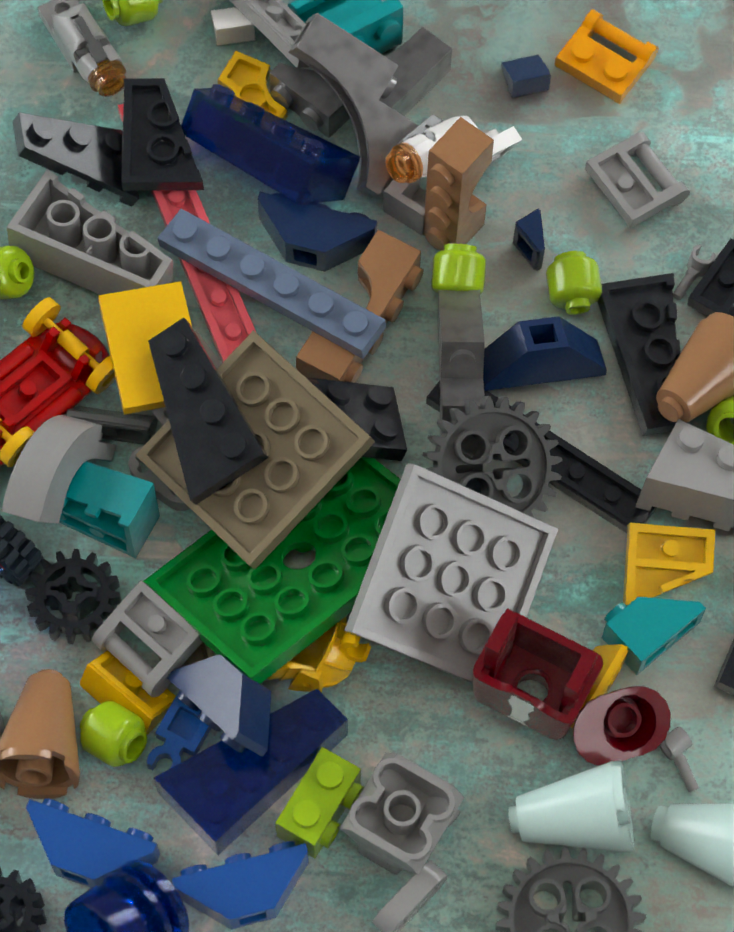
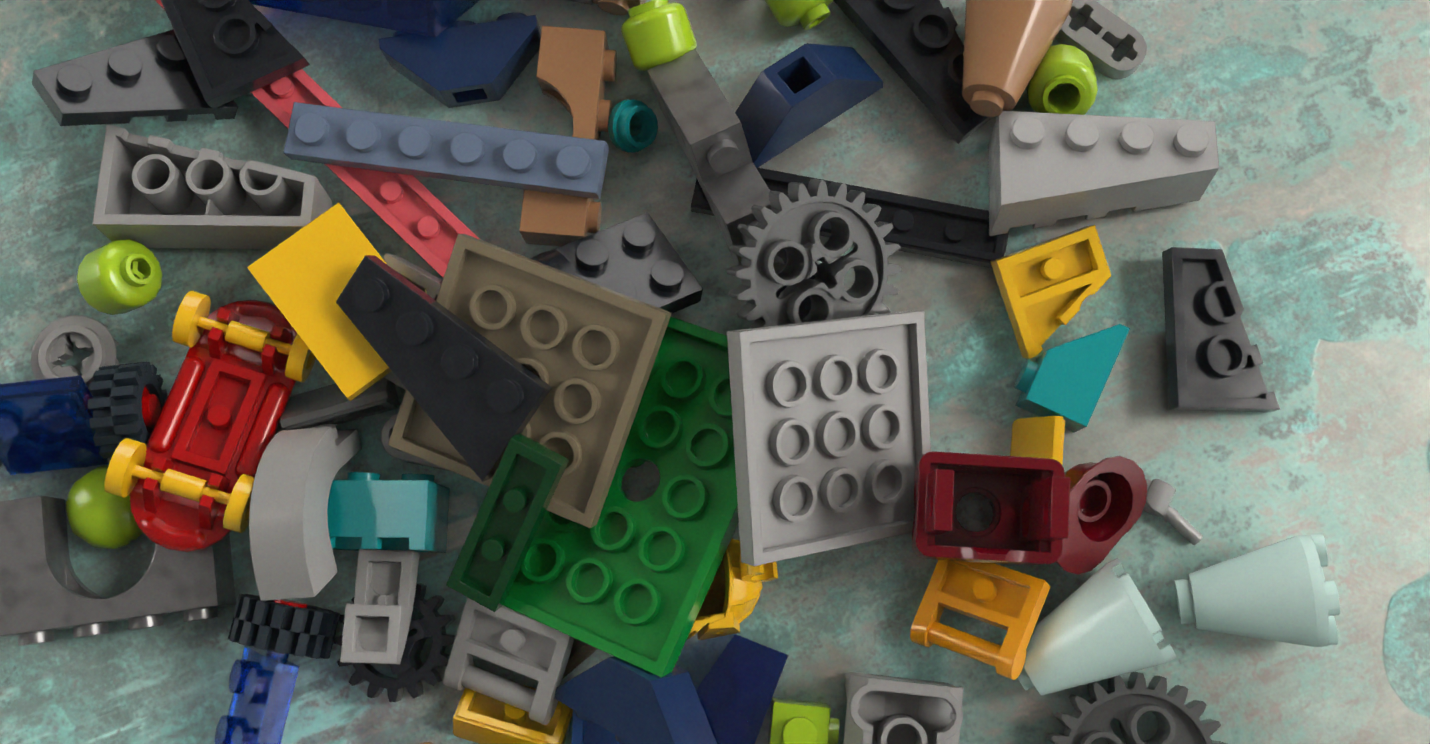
camera: 20 degrees left, 15 degrees up
(78, 560) = (382, 607): none -> light grey slope
(193, 535) = (507, 522): none -> dark green plate
(419, 327) = (642, 129): none -> teal plate
(513, 748) = (986, 594): none -> light orange plate

